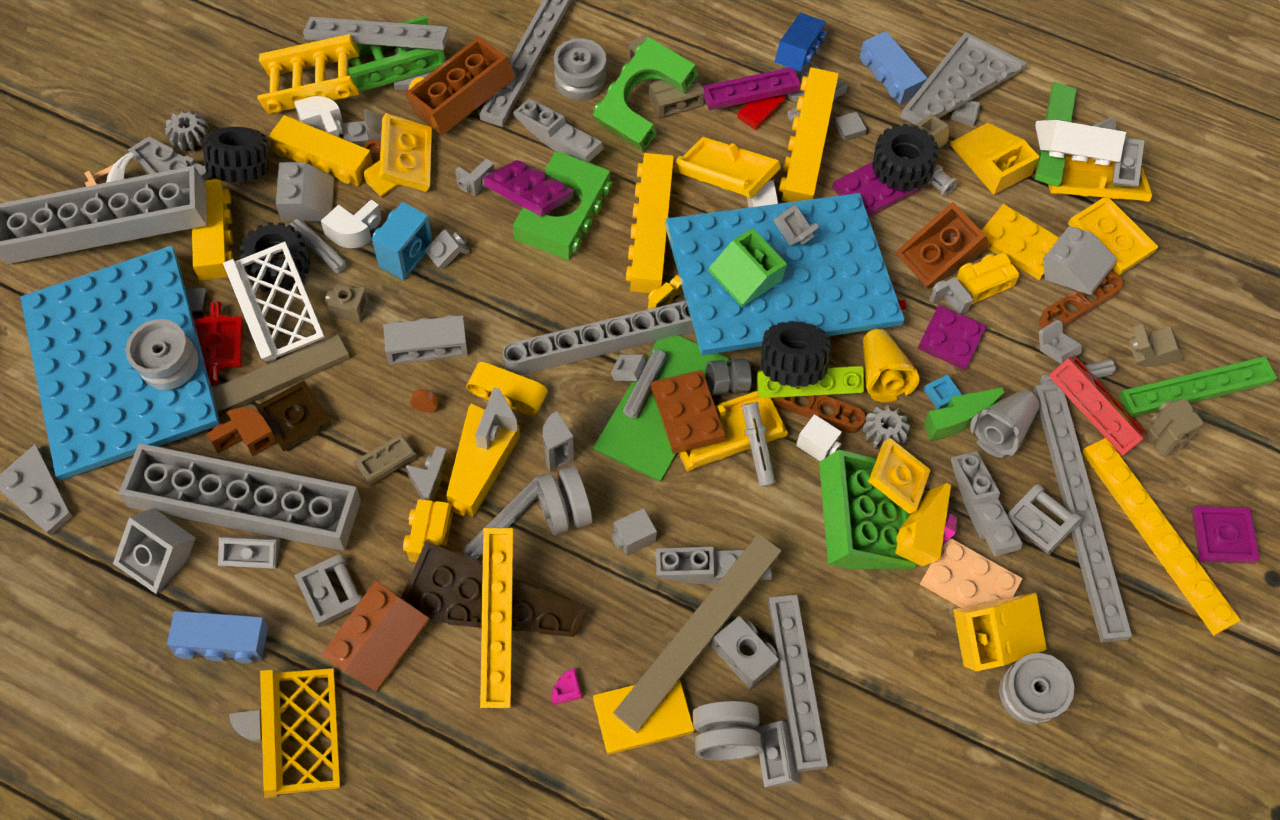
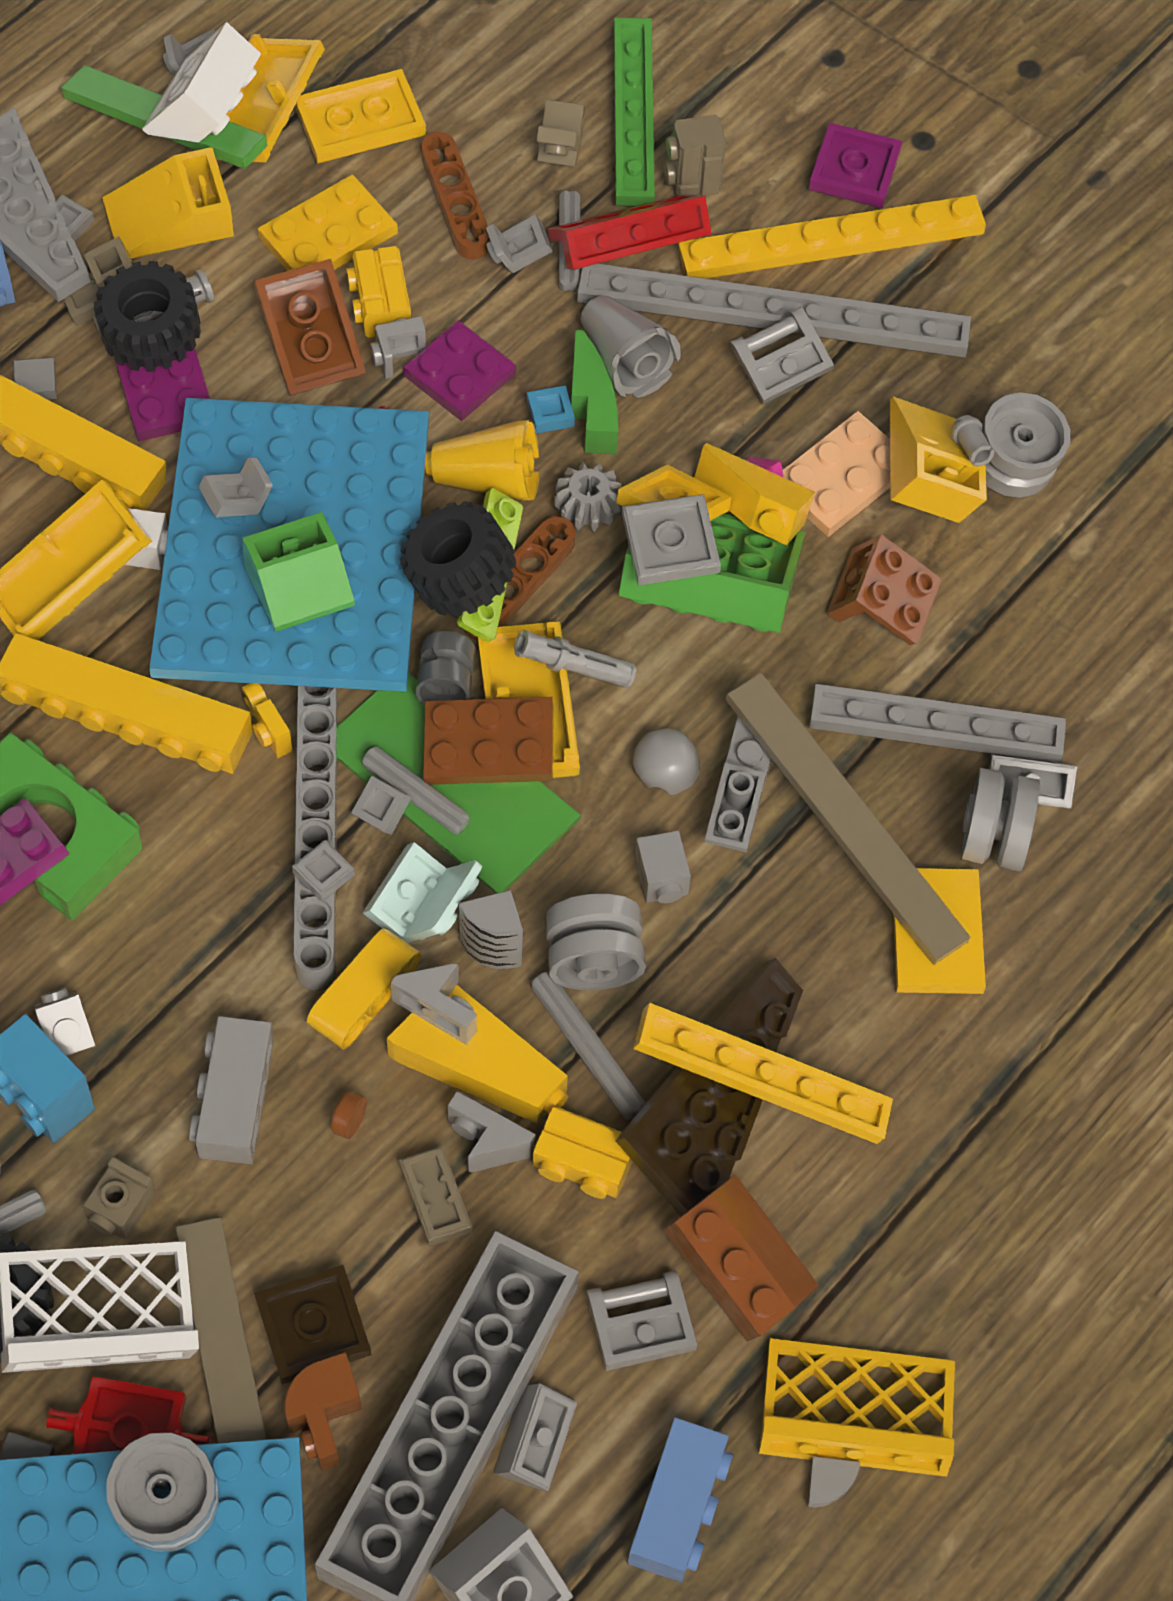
camera: 75 degrees left, 0 degrees up
(566, 688) = (875, 1021): dark pink tile -> none
(567, 342) = (323, 870): none -> light grey tile
(573, 398) = (421, 895): none -> light aqua bracket
(713, 520) = (666, 760): none -> light grey hair
(748, 668) = (901, 756): light grey brick -> none
(819, 438) = (580, 585): white brick -> none
(857, 471) = (671, 539): none -> light grey tile
(887, 628) = (886, 587): none -> dark orange bracket
(982, 504) = (728, 419): light grey slope -> none
(1022, 645) = (968, 433): none -> light grey pin
(1078, 261) = (398, 169): light grey slope -> none
(1129, 168) = (277, 52): light grey slope -> none

